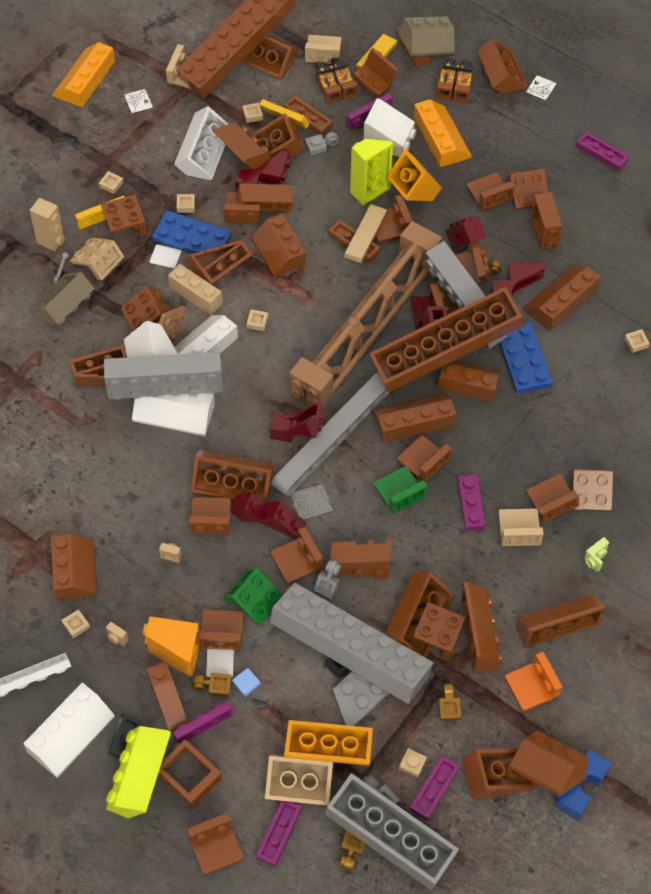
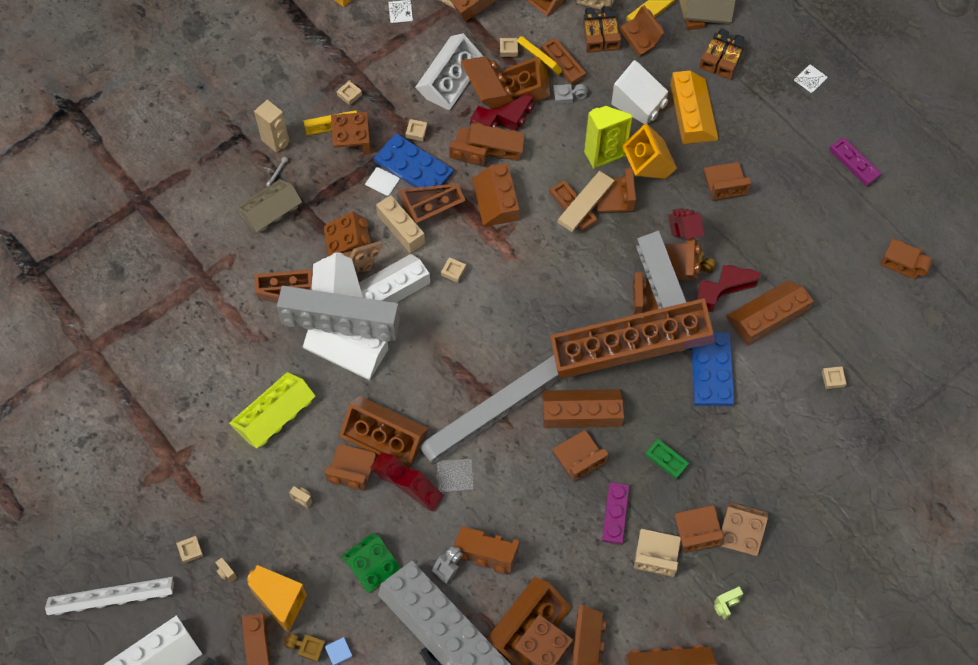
camera: 15 degrees right, 5 degrees up
(73, 566) = (203, 489): dark orange slope -> none
(99, 256) = (316, 168): tan bracket -> none
(120, 480) = (272, 409): none -> neon yellow slope
(219, 661) = (319, 623): white sticker -> none
(221, 630) = (329, 590): dark orange bracket -> none
(298, 557) = (423, 533): dark orange bracket -> none
(303, 423) = (466, 392): dark red arch -> none
(314, 380) = (489, 348): medium nougat piece -> none
(359, 116) = (612, 74): magenta plate -> none
(400, 489) = (546, 483): green bracket -> none
(425, 311) = (623, 300): dark red arch -> none
(469, 380) = (650, 381): dark orange slope -> none
(501, 67) = (775, 49): dark orange slope -> none
(505, 443) = (666, 459): none -> green plate
(527, 185) = (767, 187): dark orange bracket -> none
(546, 220) = (774, 227): dark orange window -> none

